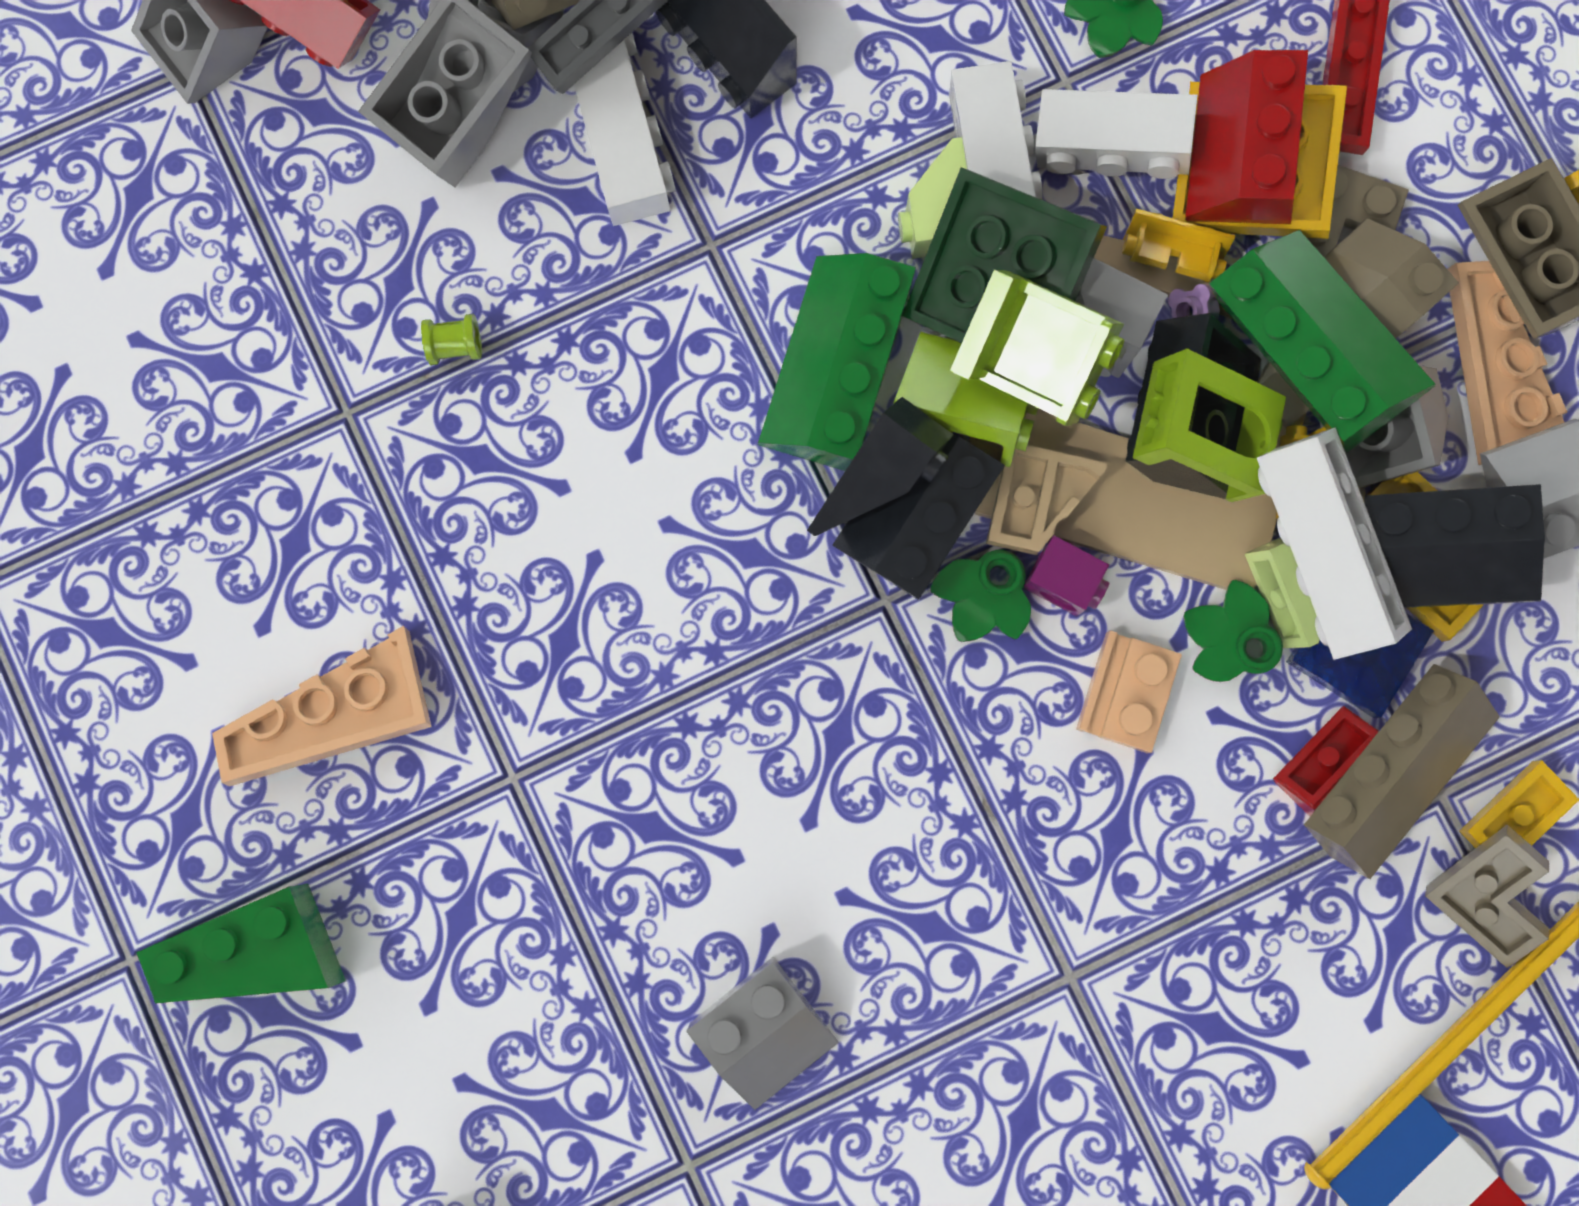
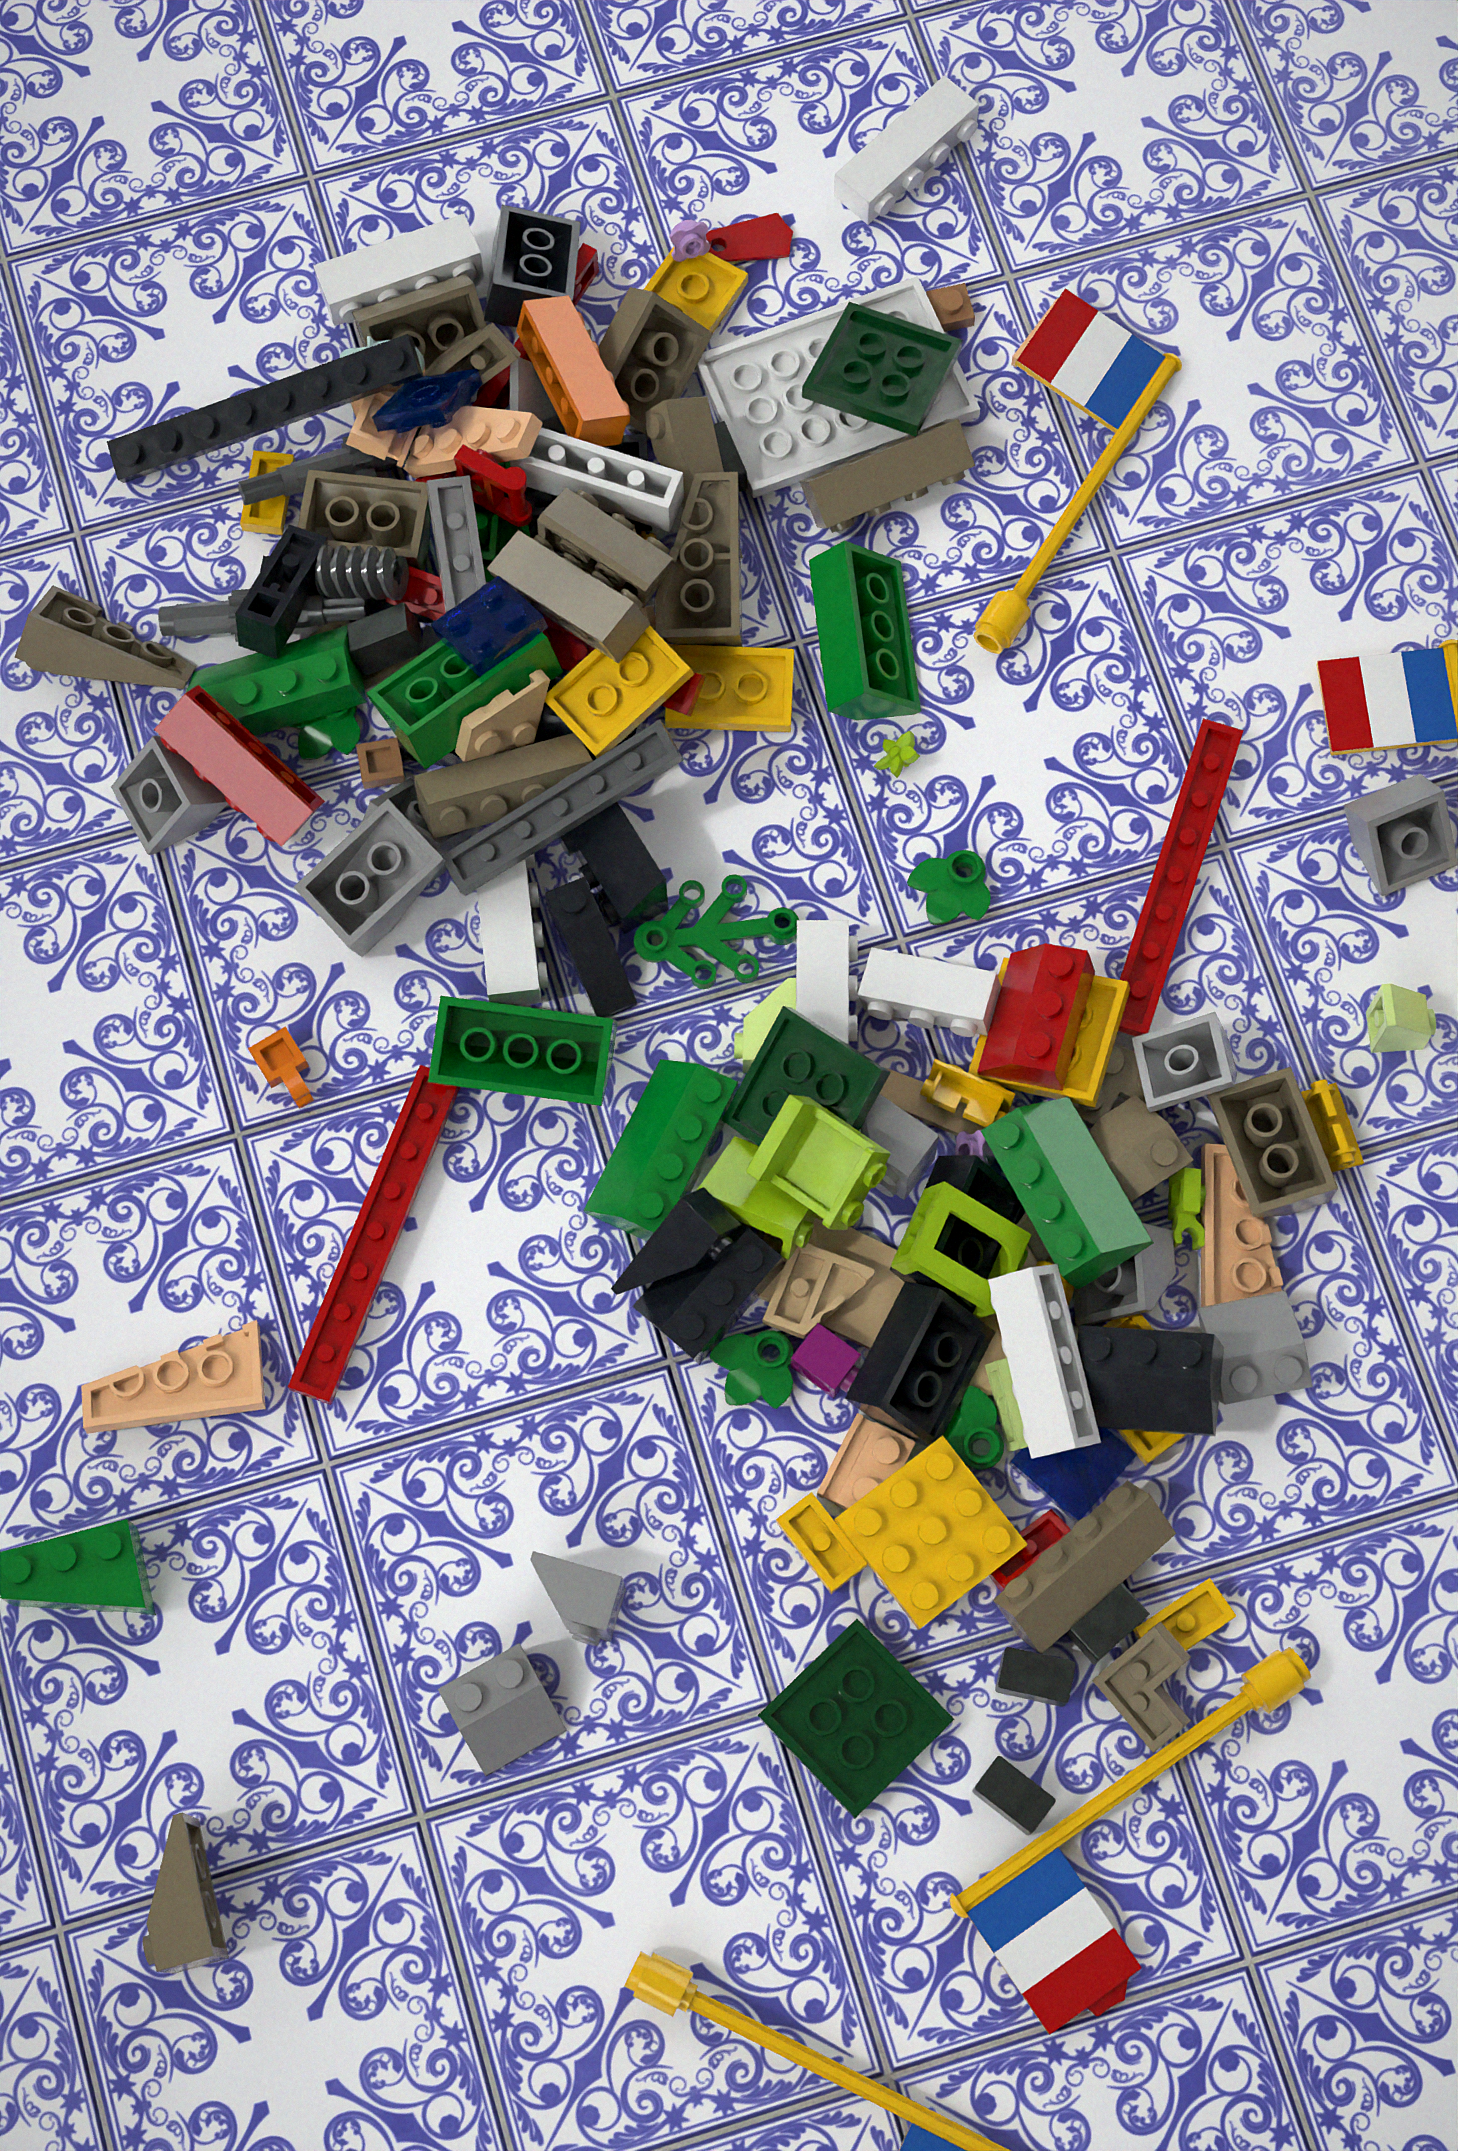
camera: 10 degrees right, 10 degrees down
(382, 323) = (281, 1062): none -> orange plate
(451, 339) = (337, 1085): lime bush -> none
(523, 506) = (373, 1239): none -> red plate
(657, 266) = (522, 1050): none -> green slope
(715, 136) = (590, 948): none -> black slope
(835, 898) = (582, 1596): none -> light grey slope
(850, 104) = (710, 935): none -> green plant
(1094, 786) = (821, 1543): none -> yellow plate
(1167, 981) = (855, 1718): none -> dark green plate
(1175, 563) = (920, 1363): none -> black slope
(1220, 757) = (930, 1532): none -> yellow plate
(1361, 1042) = (1014, 1795): none -> pearl dark grey piece
(1362, 903) = (1035, 1677): none -> pearl dark grey piece
(1426, 170) = (1184, 1061): none -> light grey slope
(1439, 833) = (1107, 1623): none -> pearl dark grey piece
(1440, 336) = (1185, 1201): none -> lime plate

